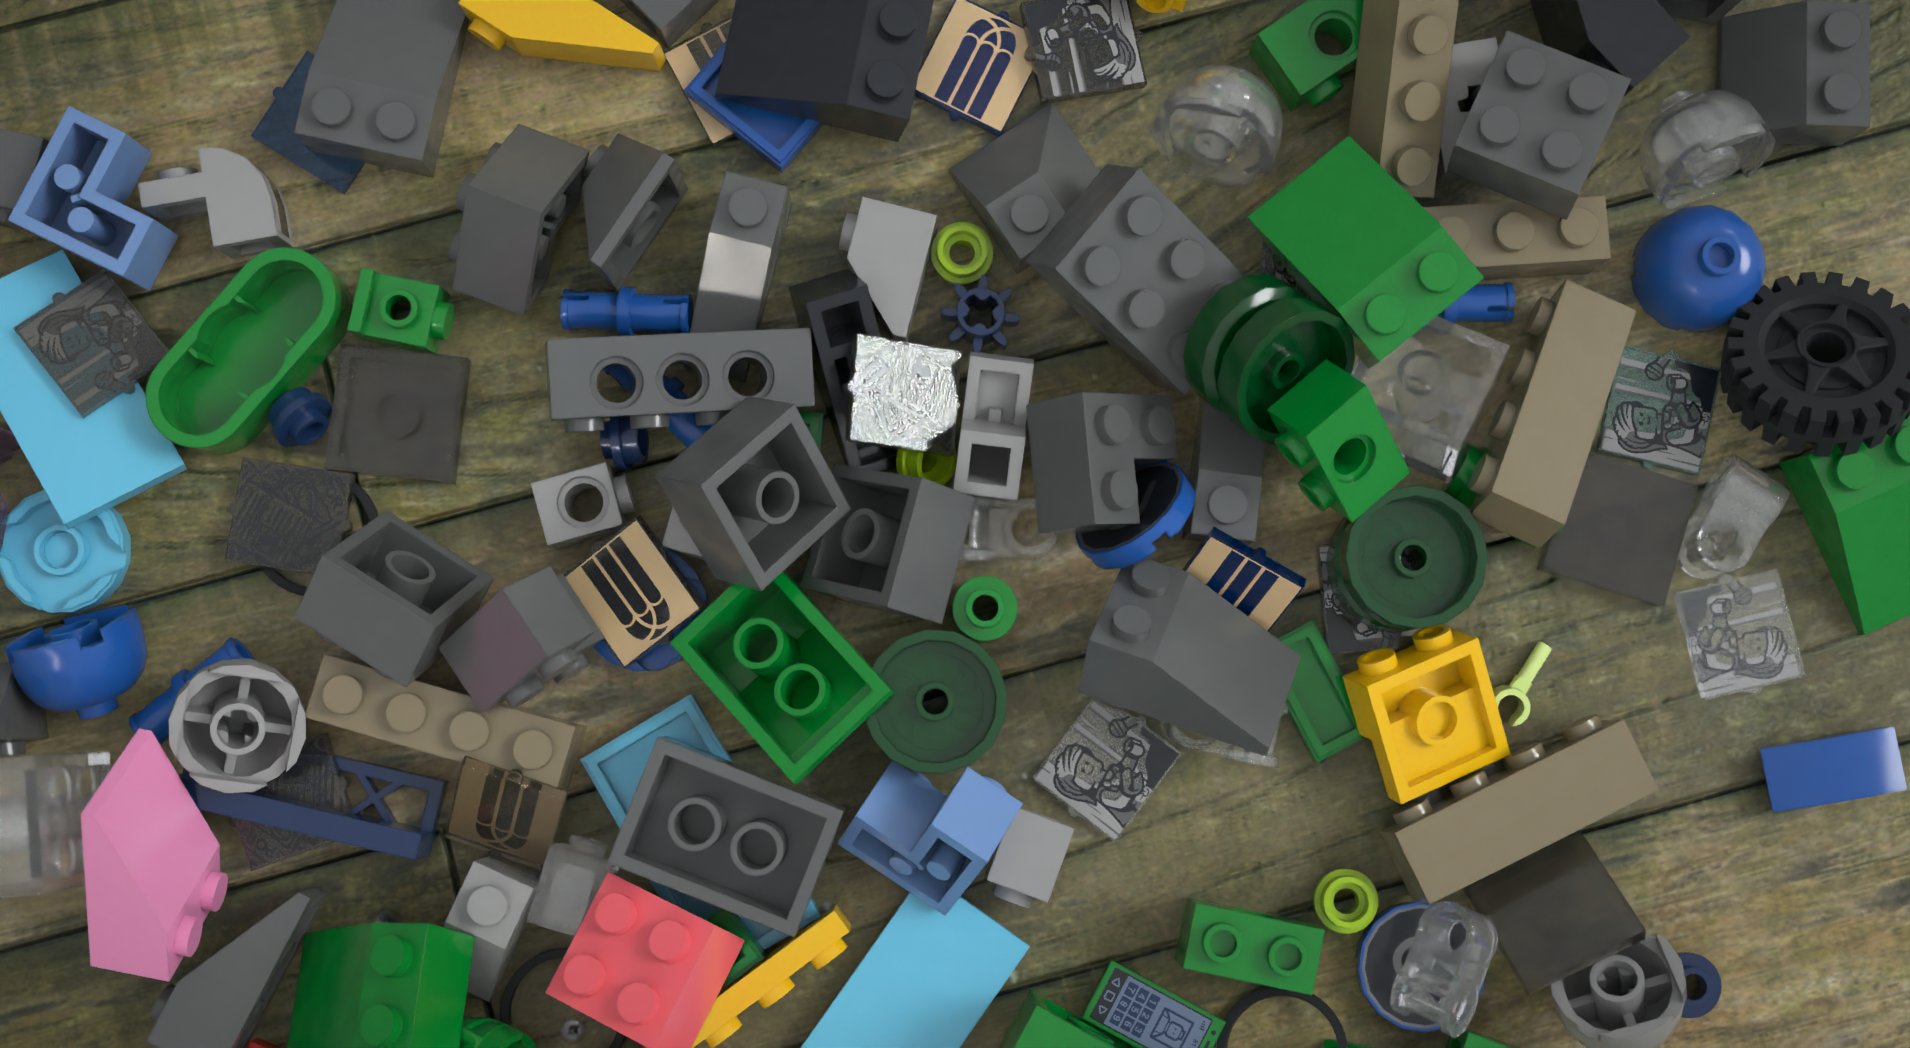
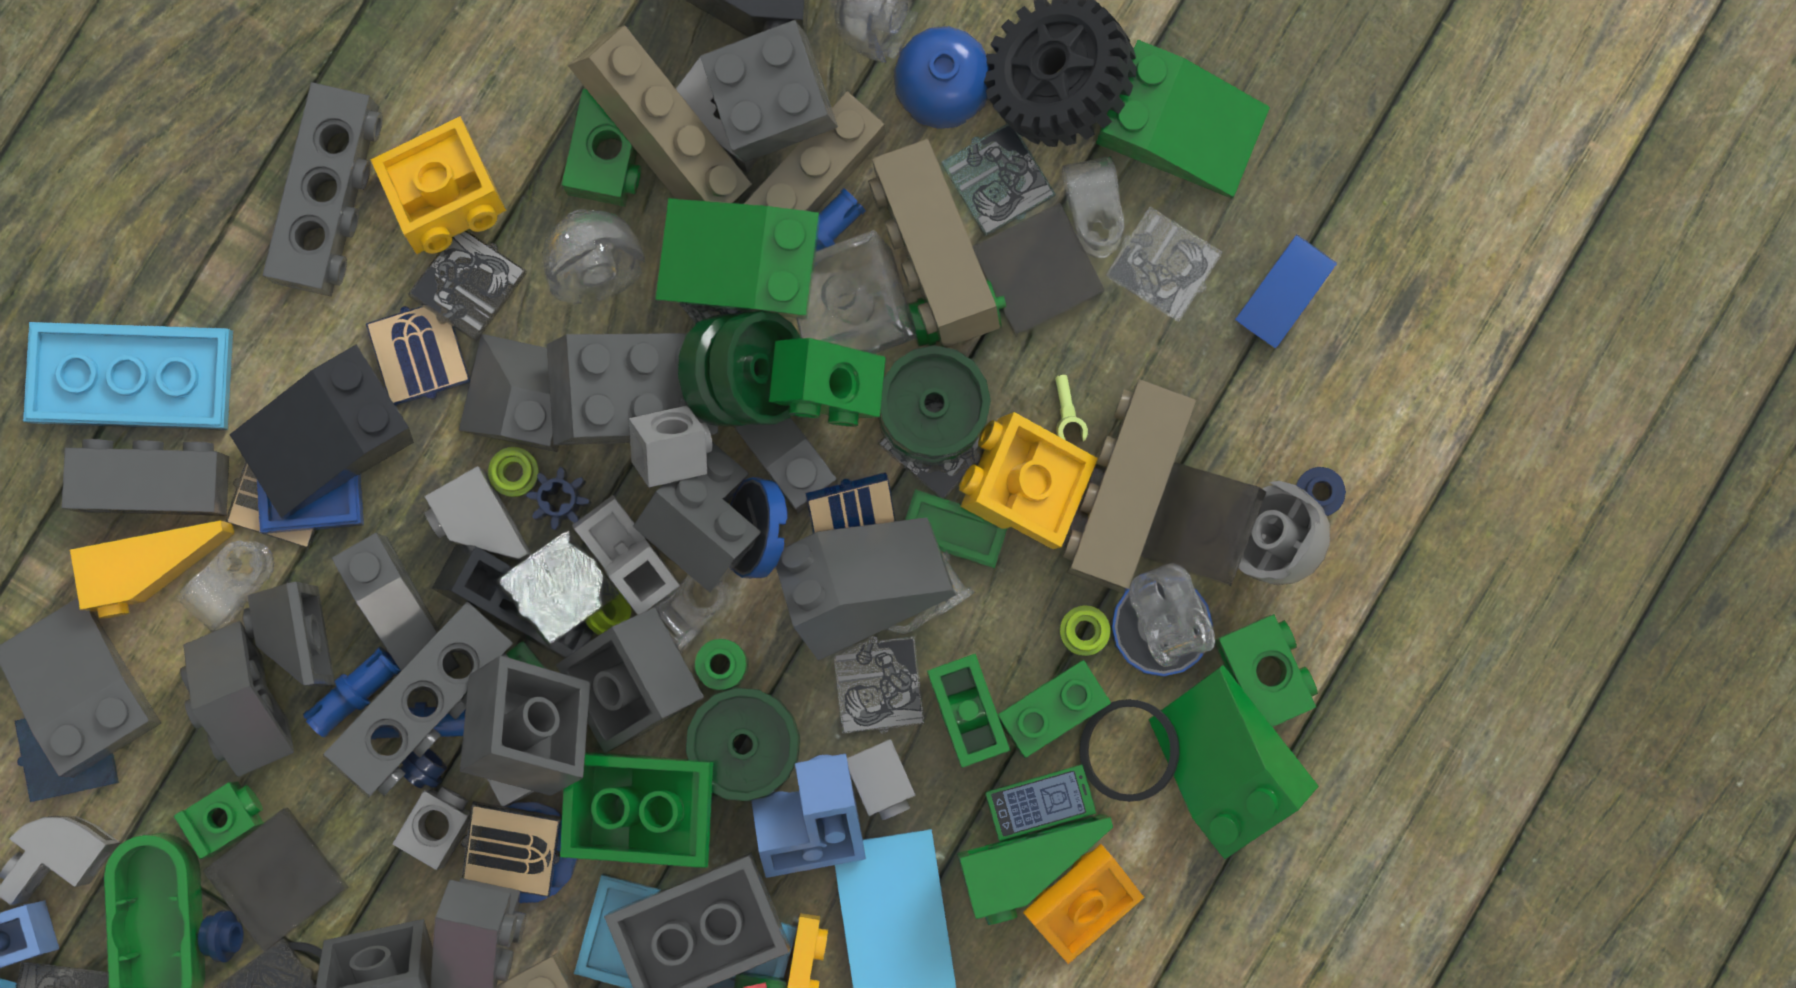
camera: 40 degrees left, 0 degrees up
(598, 106) = (221, 590): none -> clear piece
(1133, 362) = (669, 446): none -> light grey brick
(1170, 871) = (968, 710): none -> green brick

